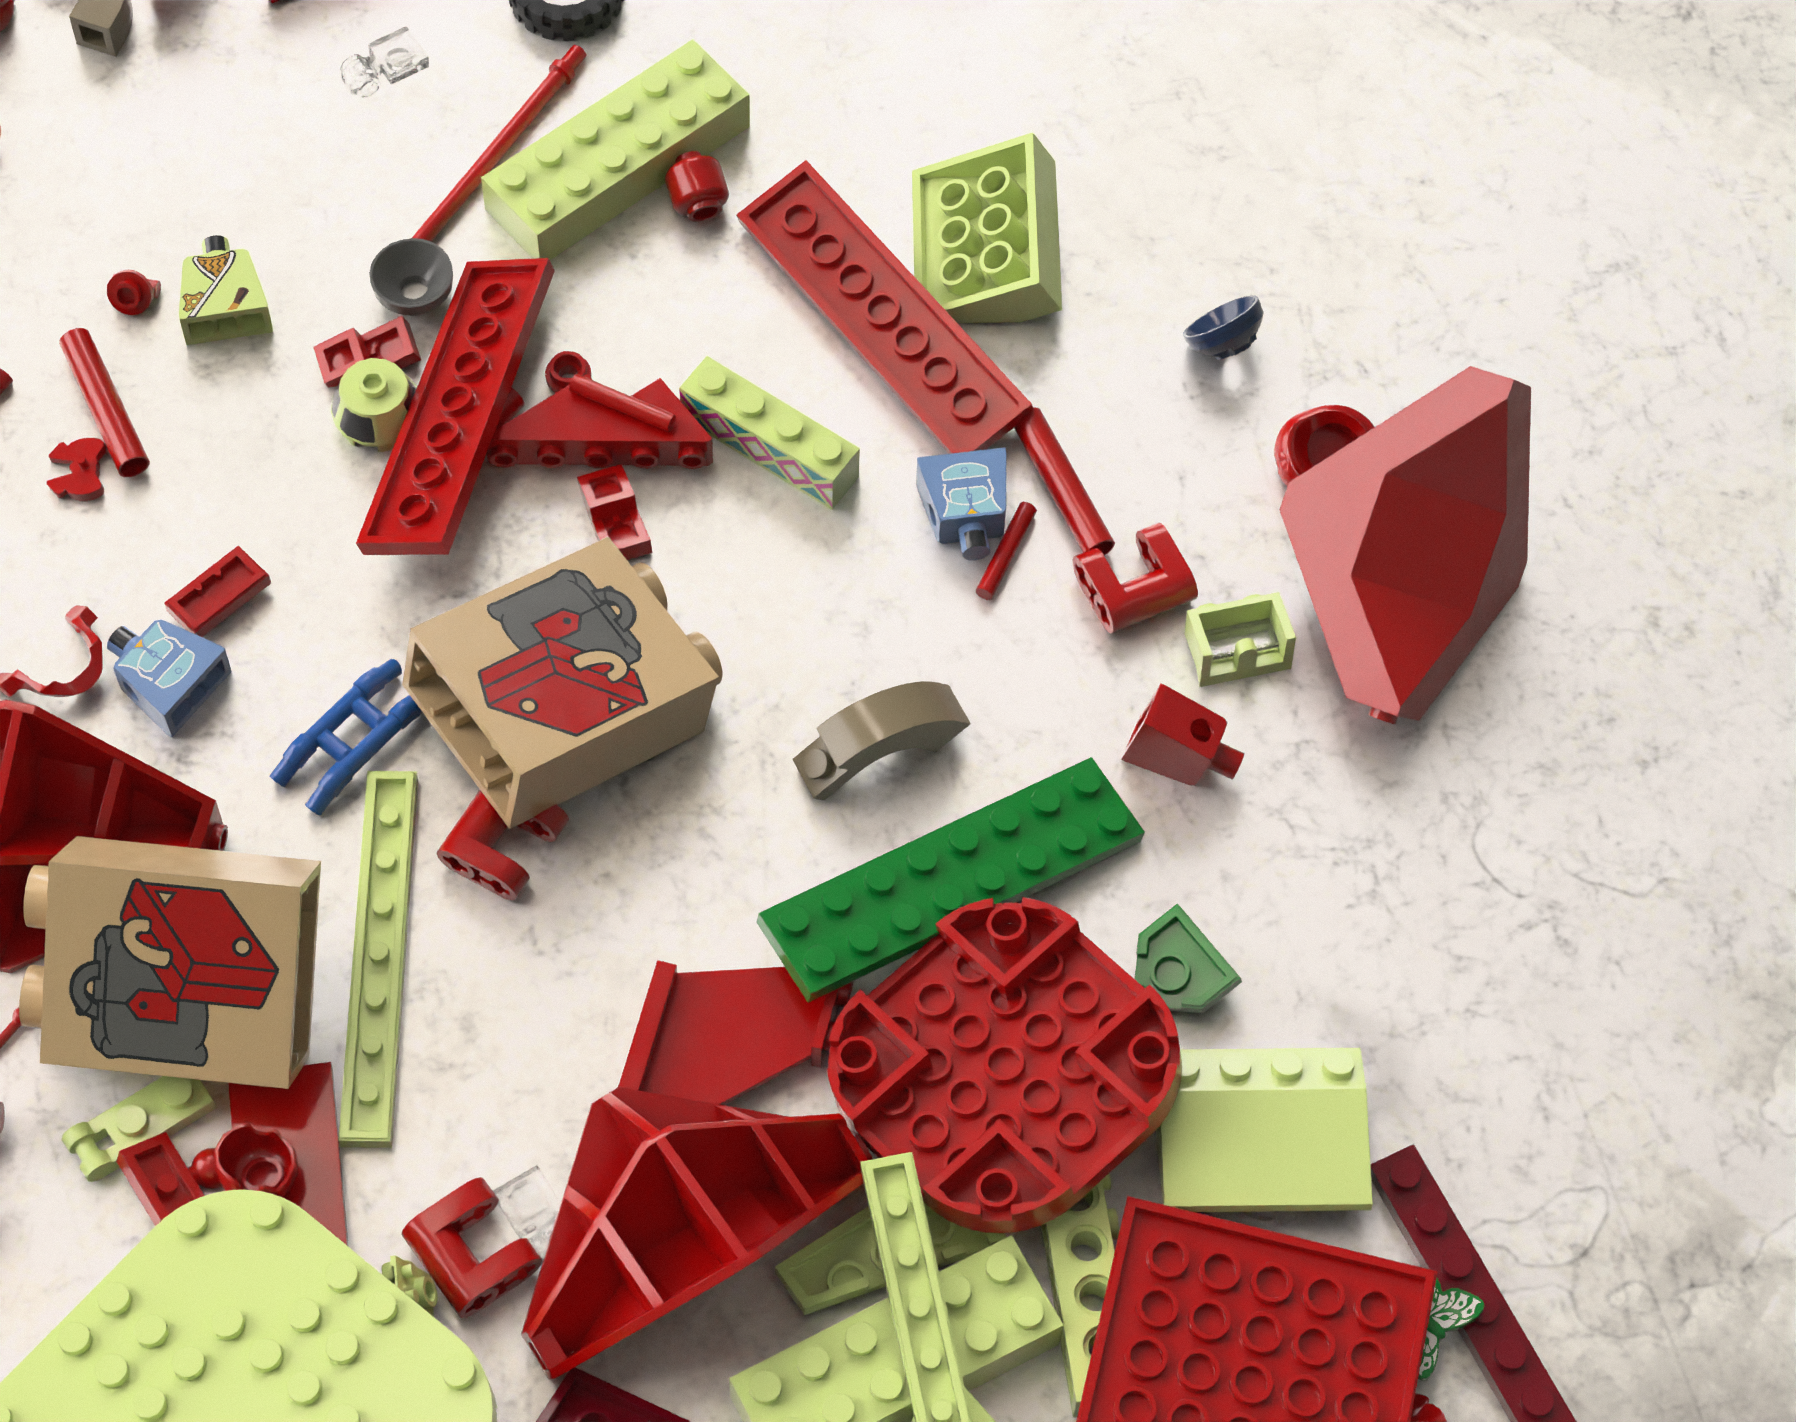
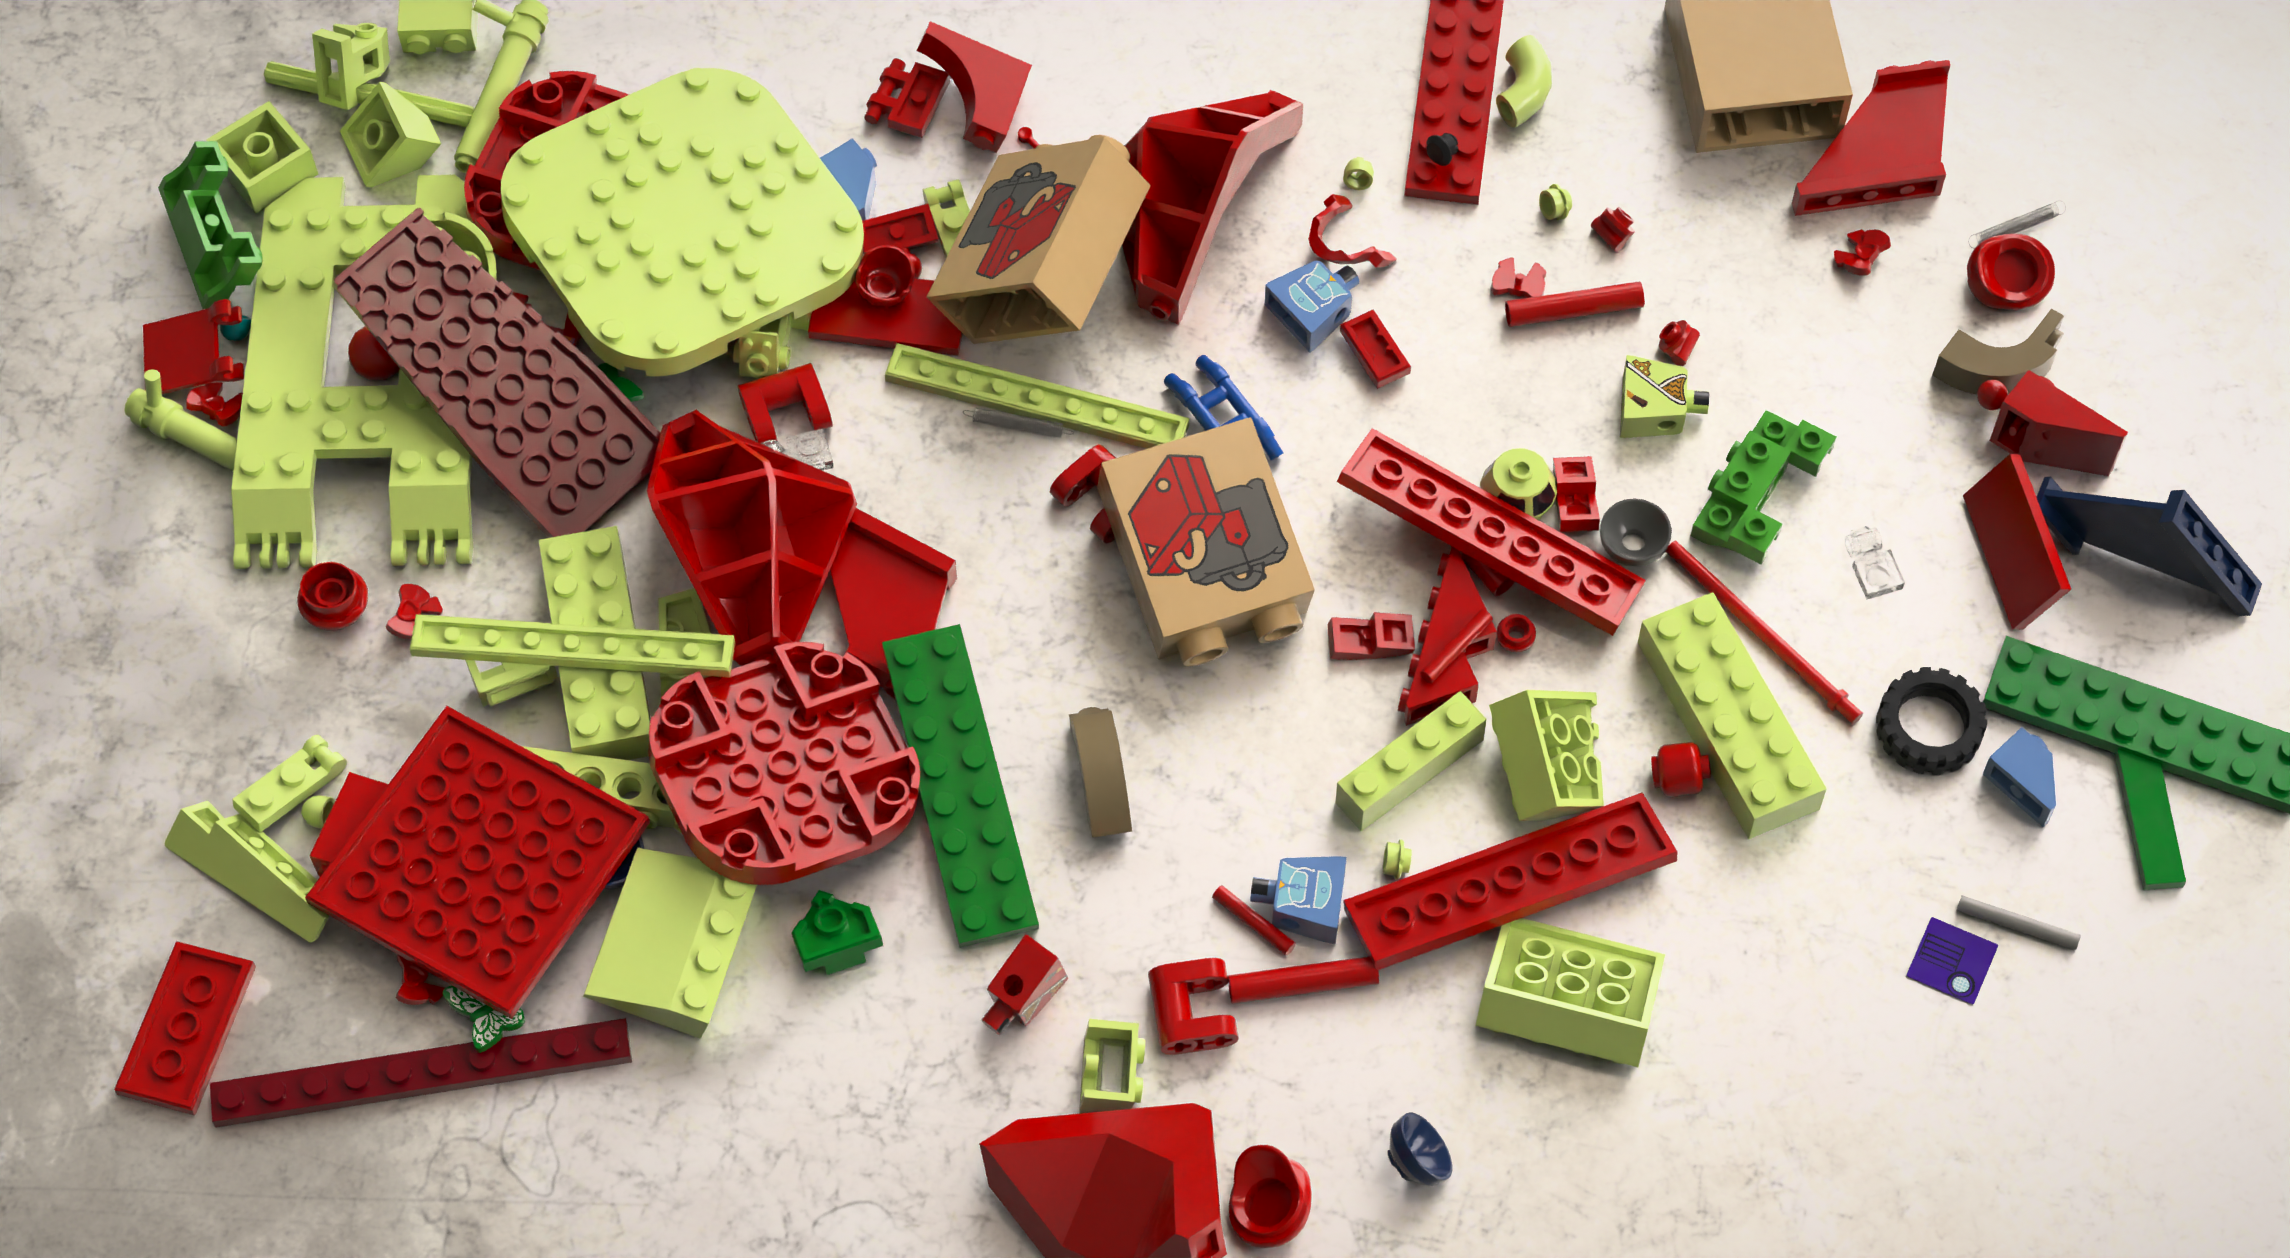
camera: 110 degrees right, 0 degrees up
(83, 1261) = (855, 174): none -> medium blue slope
(311, 185) = (1754, 470): none -> bright green bracket
(417, 975) = (1028, 426): none -> light grey piece
(720, 307) = (1549, 752): none -> yellowish green wedge
(889, 427) = (1396, 859): none -> yellowish green plate

